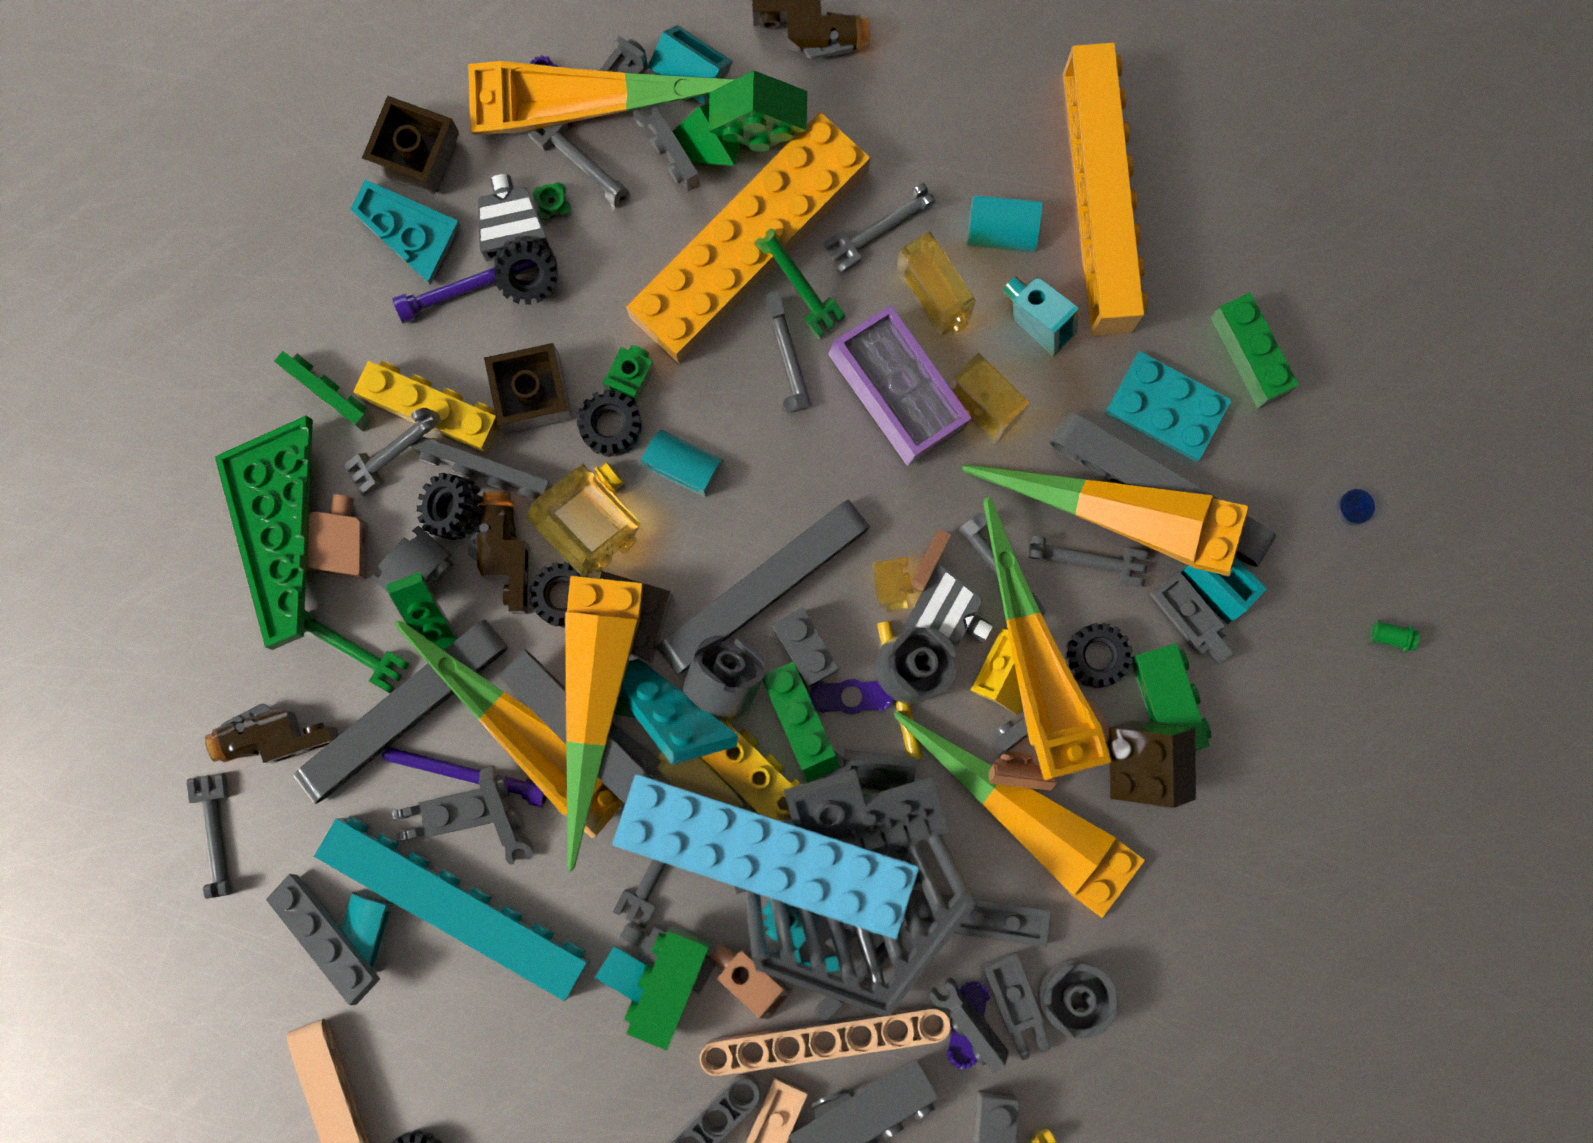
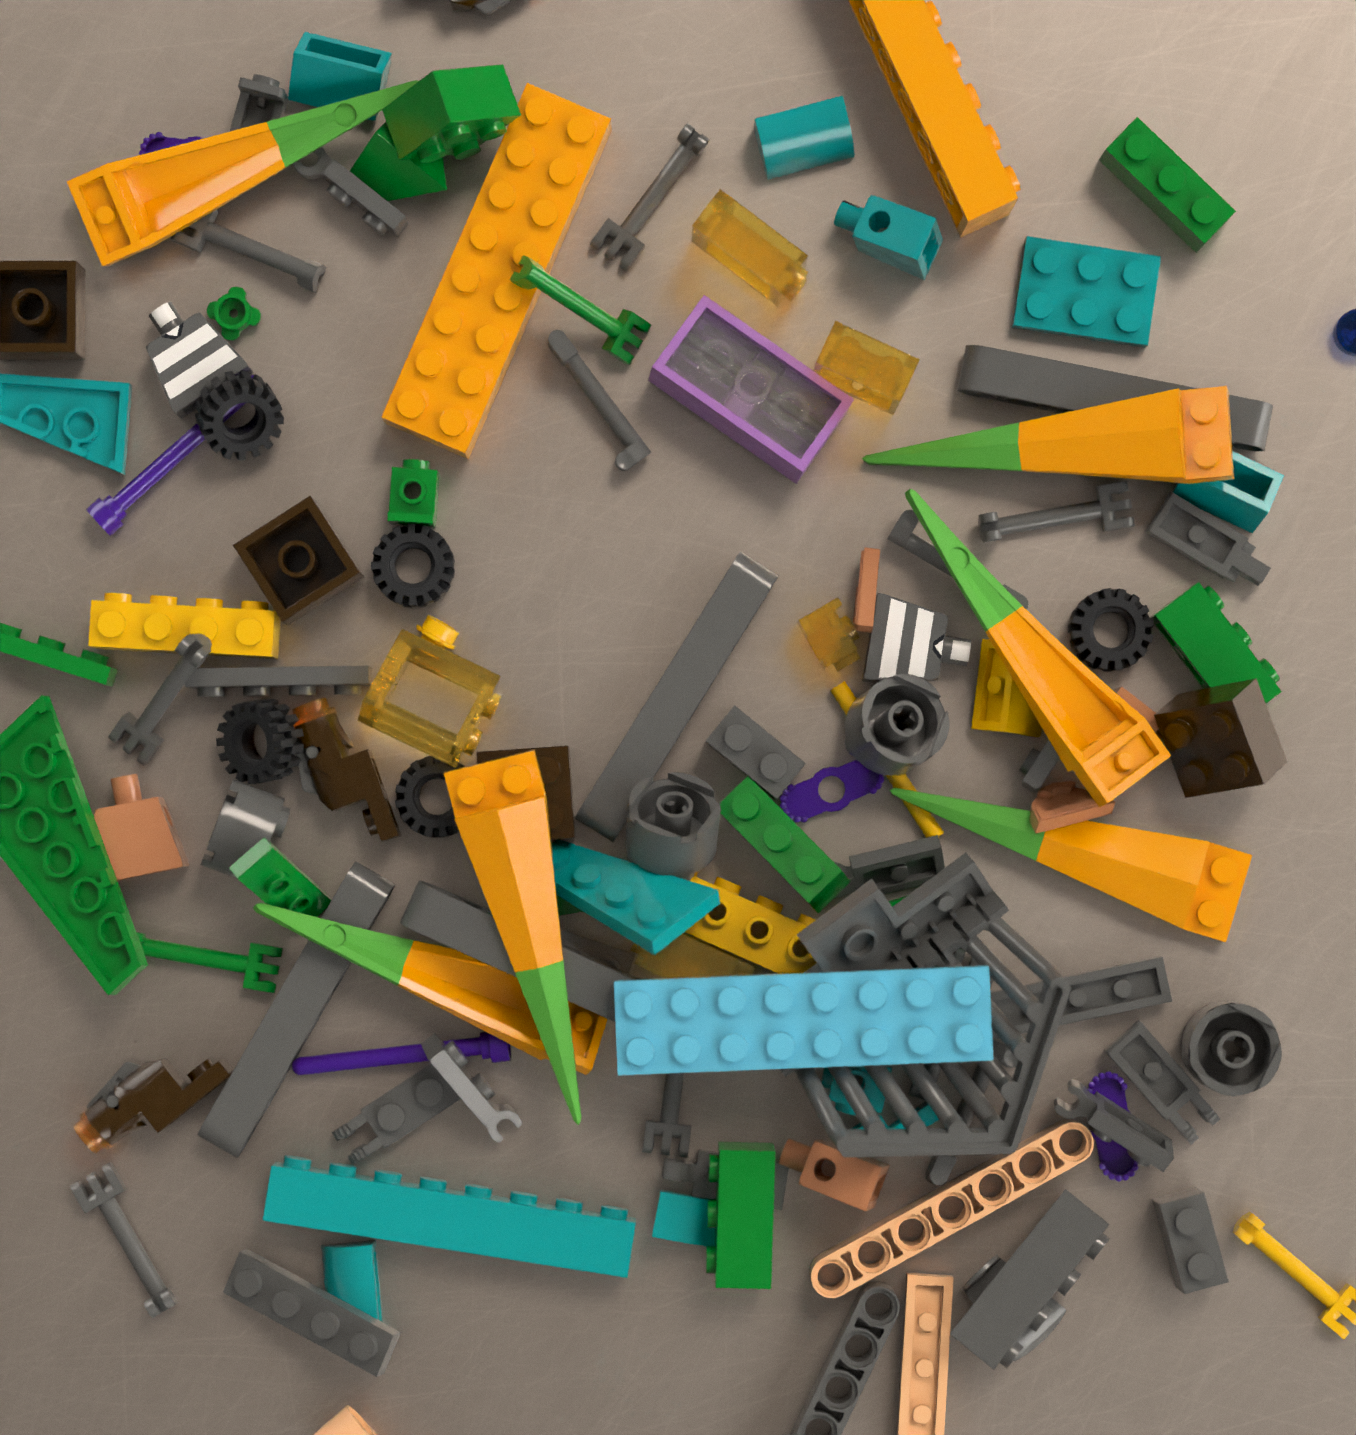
camera: 25 degrees left, 5 degrees up
(681, 462) = (519, 580): teal brick -> none

